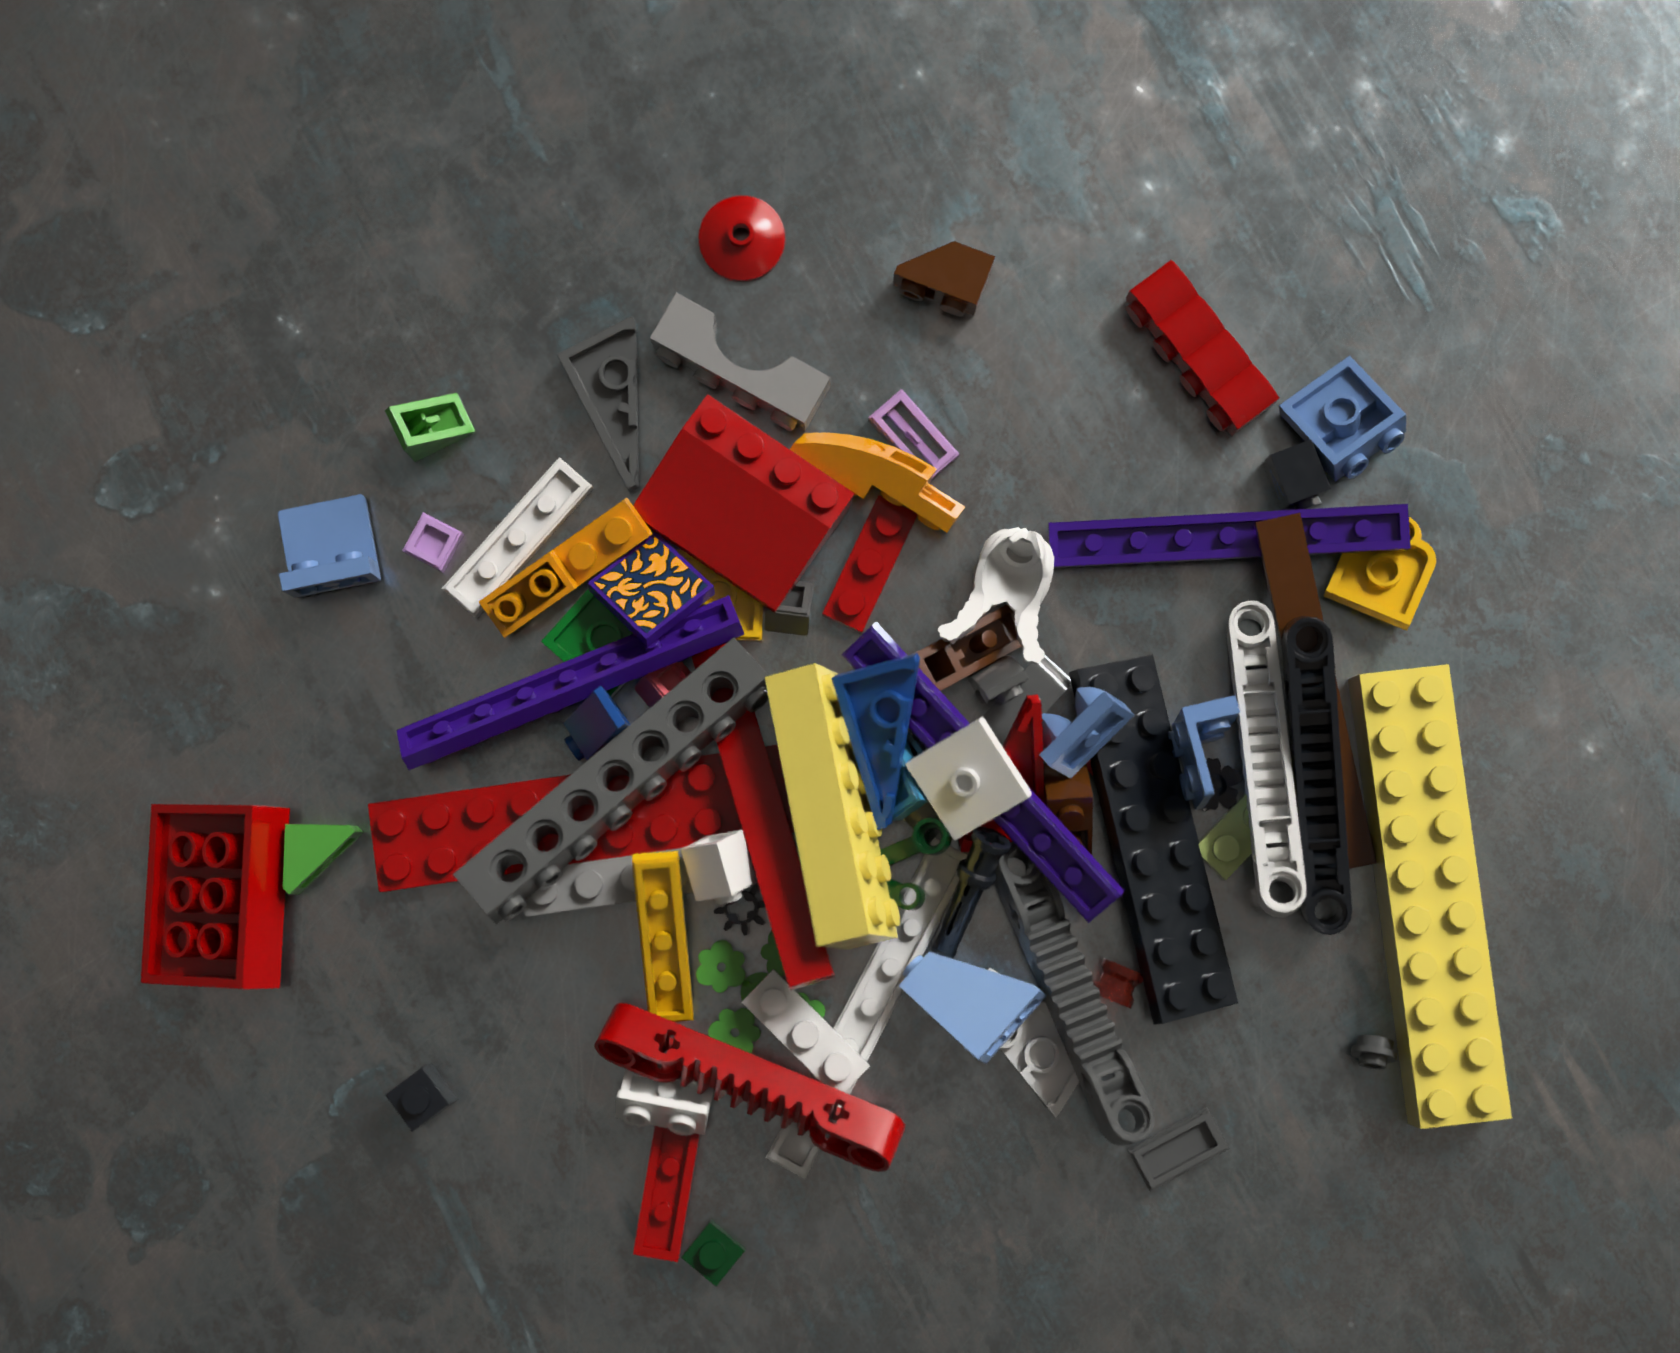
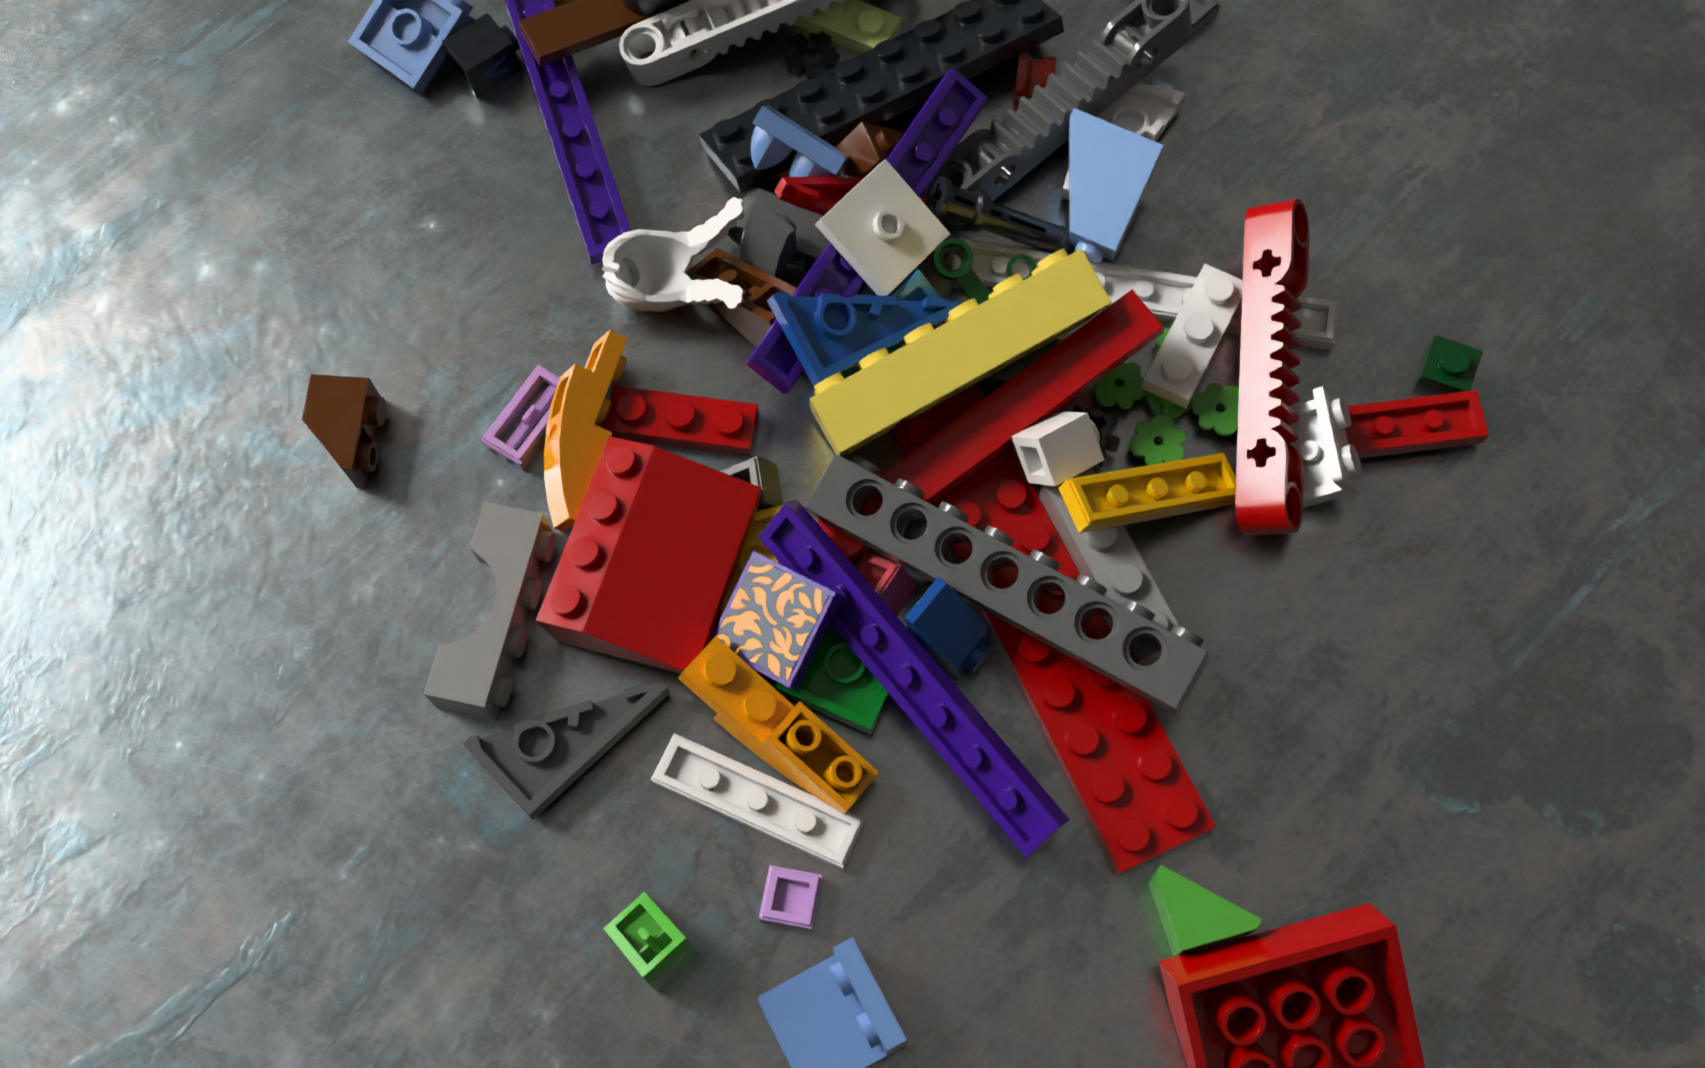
camera: 105 degrees left, 15 degrees down
(421, 1097) = (1423, 701): black brick -> none
(745, 258) = (358, 677): red dish -> none
(1194, 727) = (785, 58): medium blue bracket -> none
(1201, 347) = (365, 172): red brick -> none

